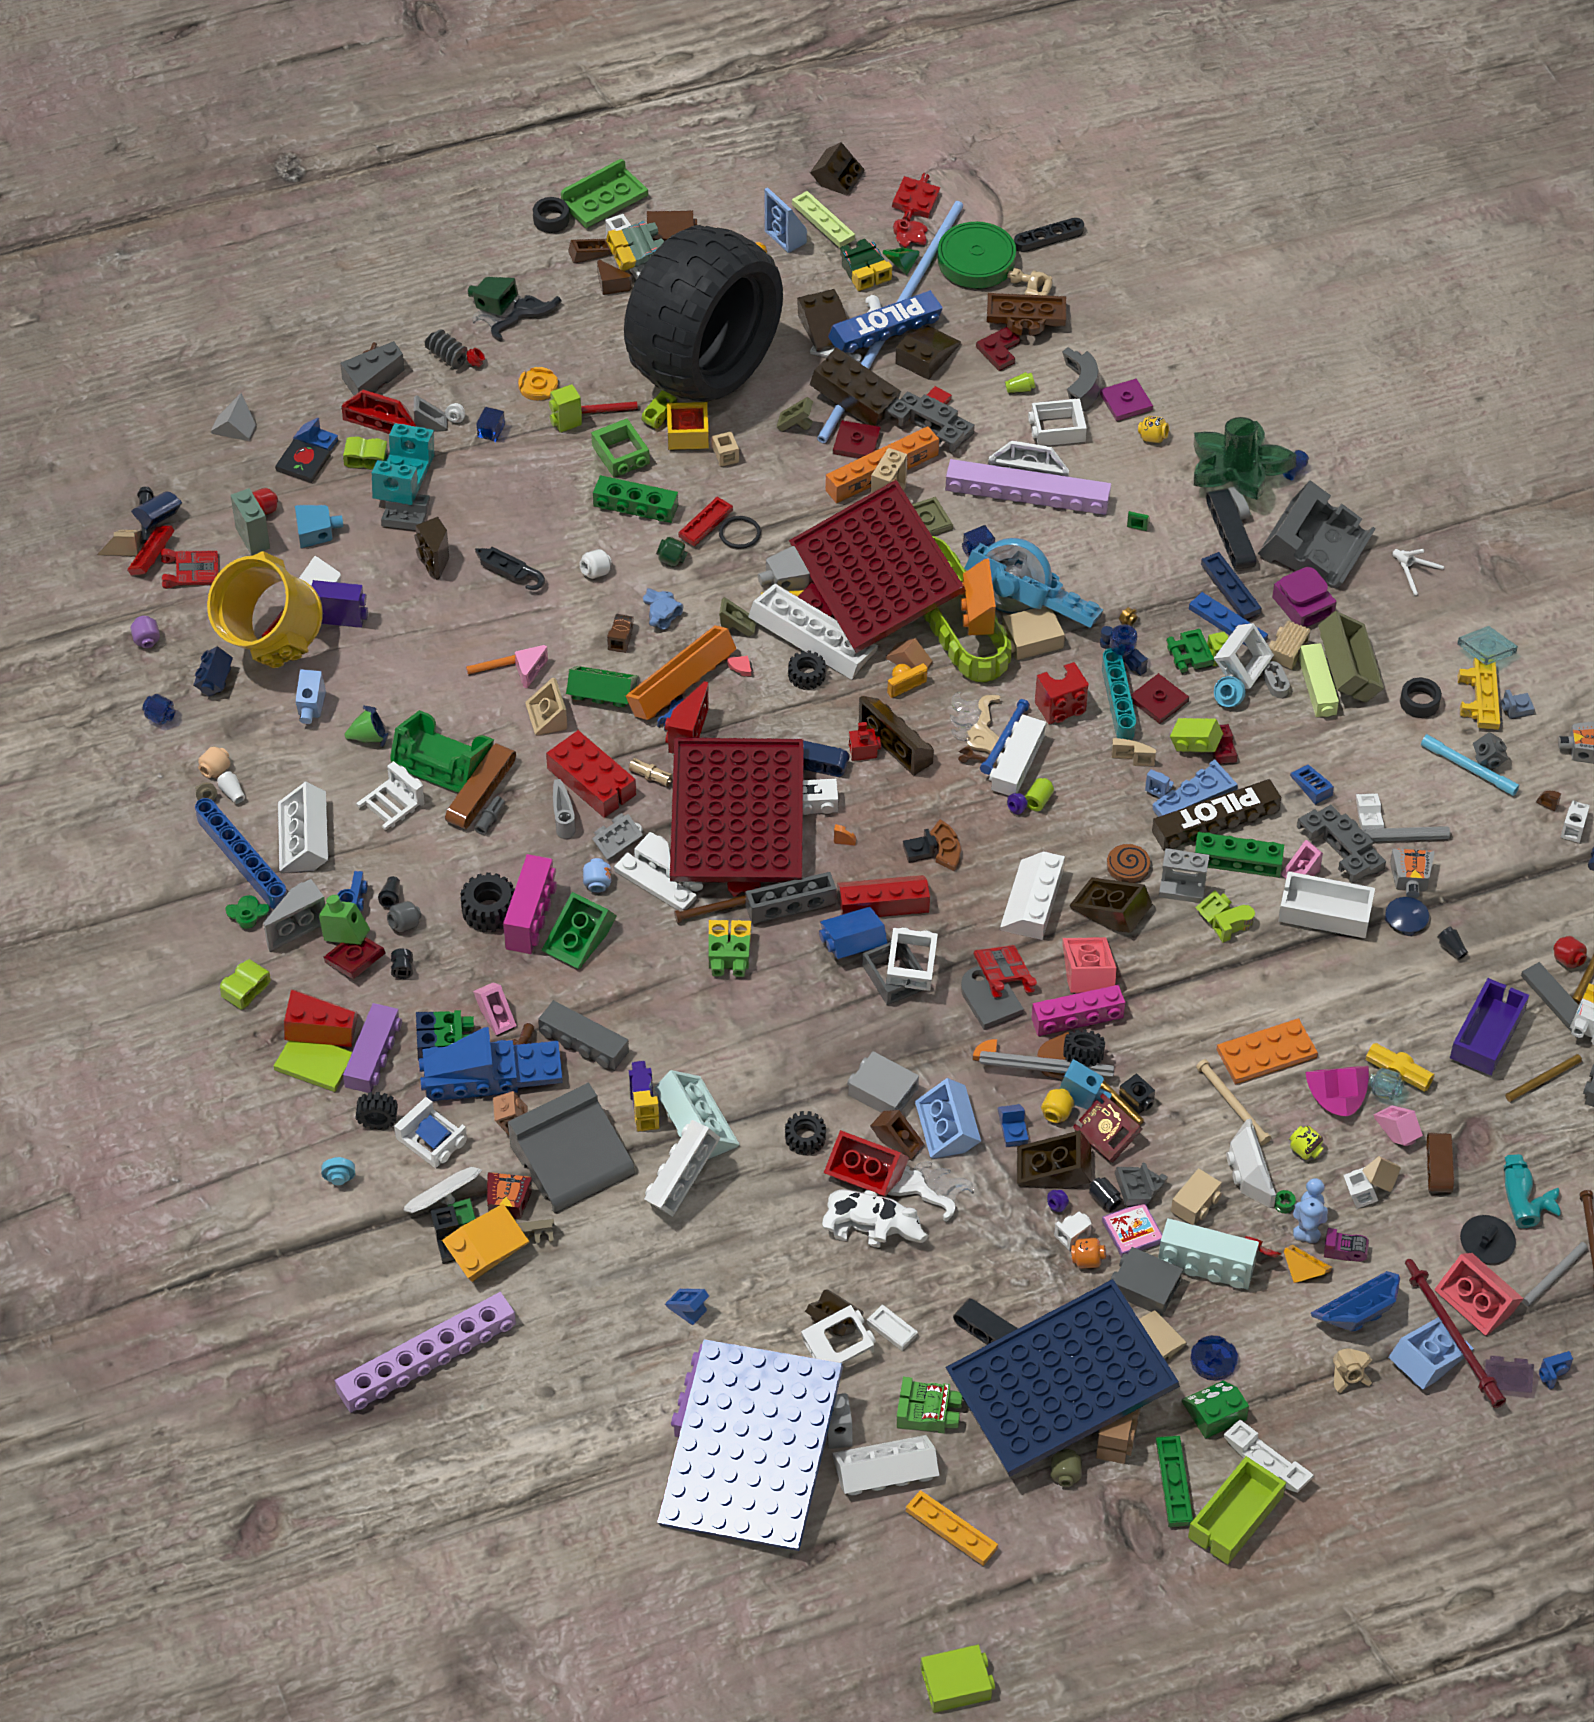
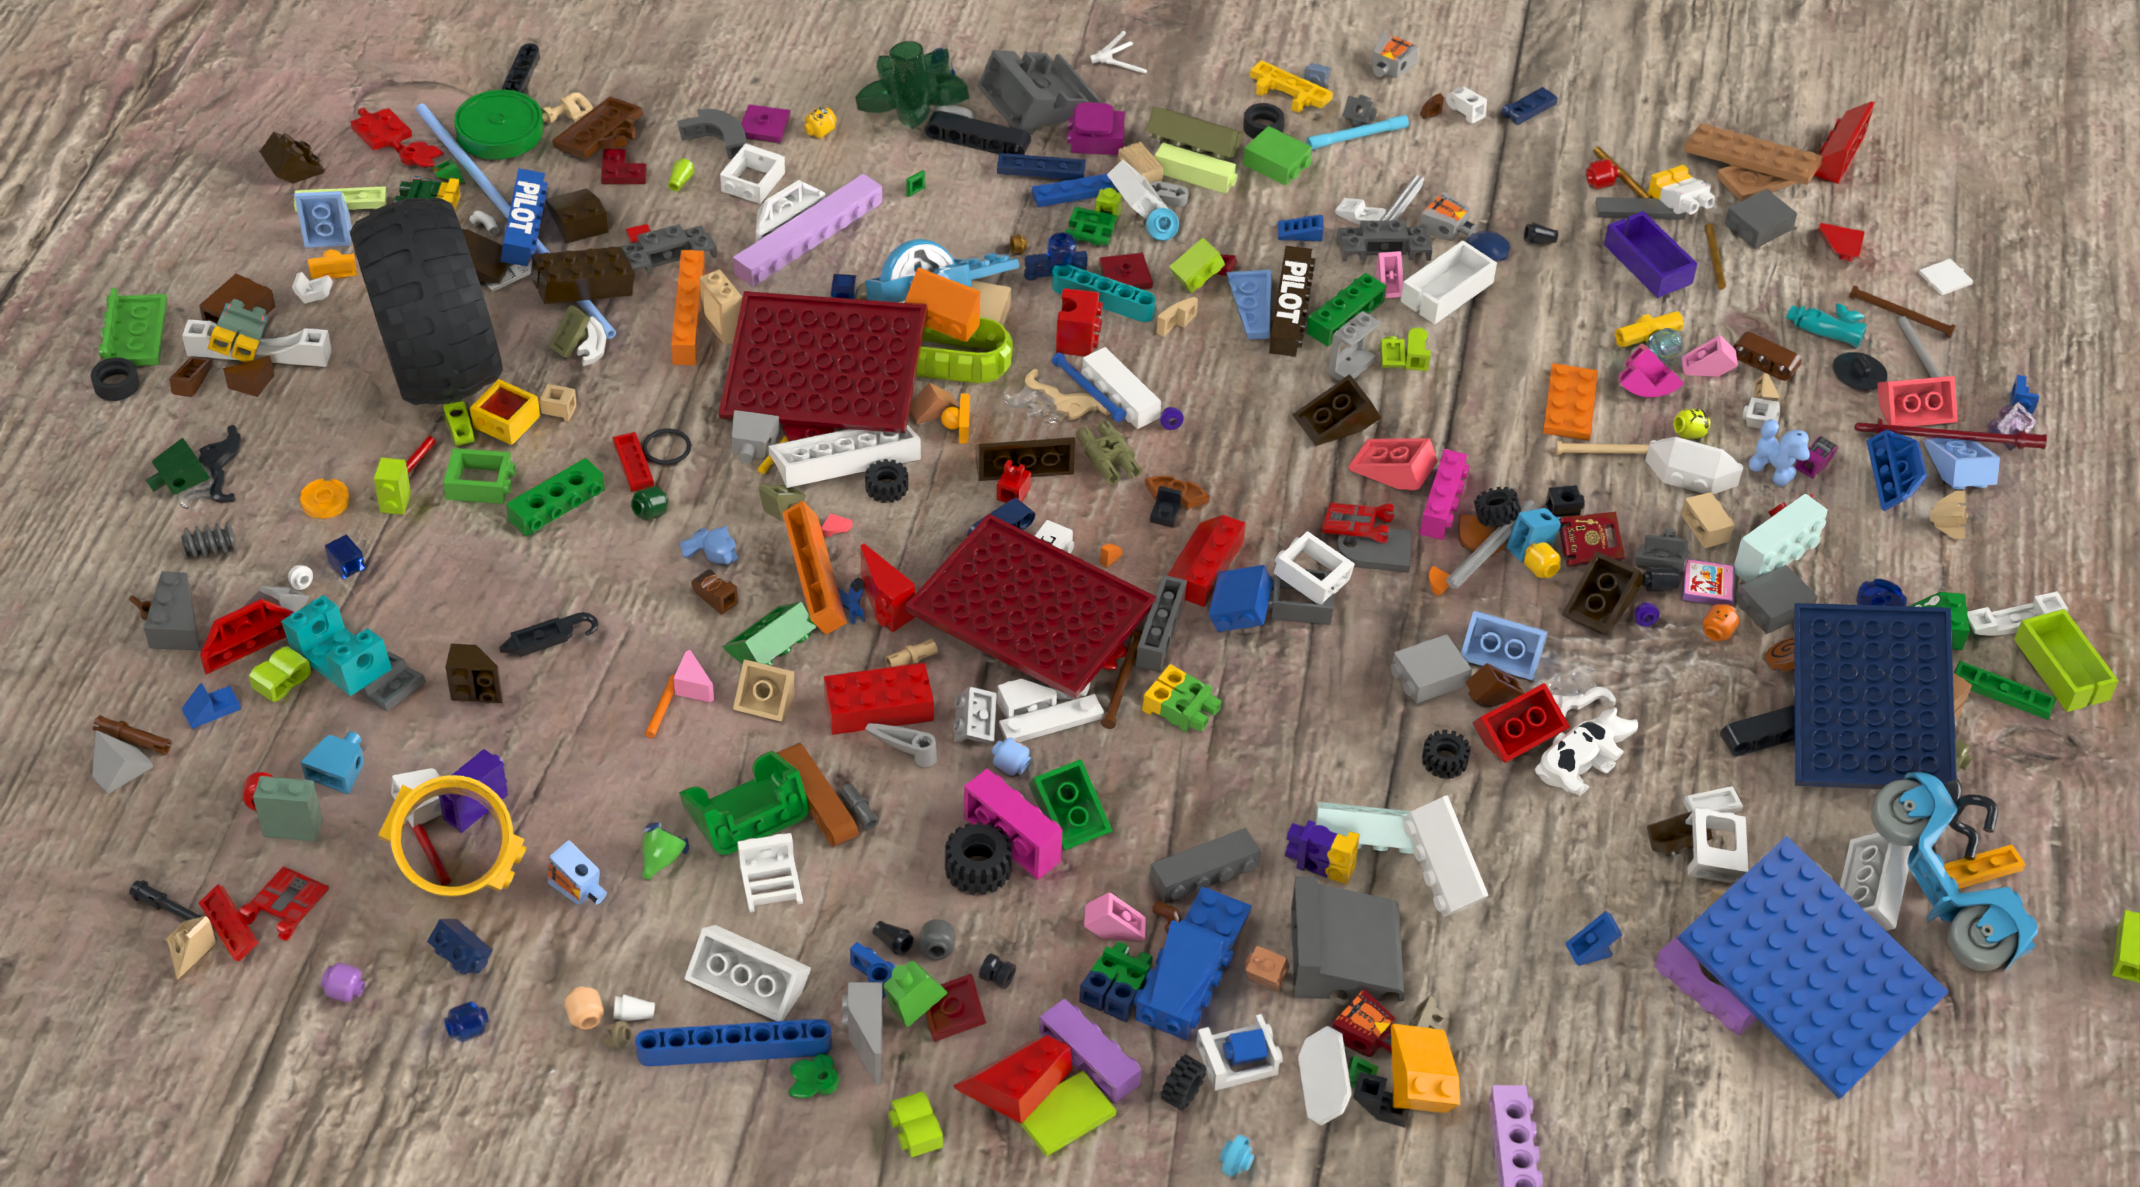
camera: 60 degrees left, 5 degrees down
(157, 509) = (178, 886): dark blue brick -> none
(260, 409) = (124, 732): none -> reddish brown pin
(302, 460) = (232, 732): black tile -> none
(475, 357) = (241, 526): red plate -> none
(595, 564) = (610, 565): white head -> none
(803, 436) = (595, 344): none -> white piece
(856, 439) = (635, 312): dark red plate -> none
(927, 1405) = (1825, 819): bright green hips -> none
(942, 1451) = (1985, 924): none -> piece
(947, 783) = (1108, 452): none -> olive pin
(969, 754) = (1087, 421): reddish brown hand -> none
(1013, 1125) = (1529, 601): blue slope -> none
(1033, 895) = (1287, 458): white slope -> none
(1039, 794) = (1173, 396): lime brick -> none
(1072, 1229) = (1688, 620): white brick -> none
(1128, 863) = (1296, 383): dark orange tile -> none
(1158, 783) = (1229, 317): medium blue bracket -> none
(1284, 1208) = (1747, 470): green bush -> none
(1303, 1265) = (1823, 491): light orange slope -> none
(1384, 725) = (1277, 155): none -> bright green brick
(1487, 645) = (1243, 57): clear light blue tile -> none

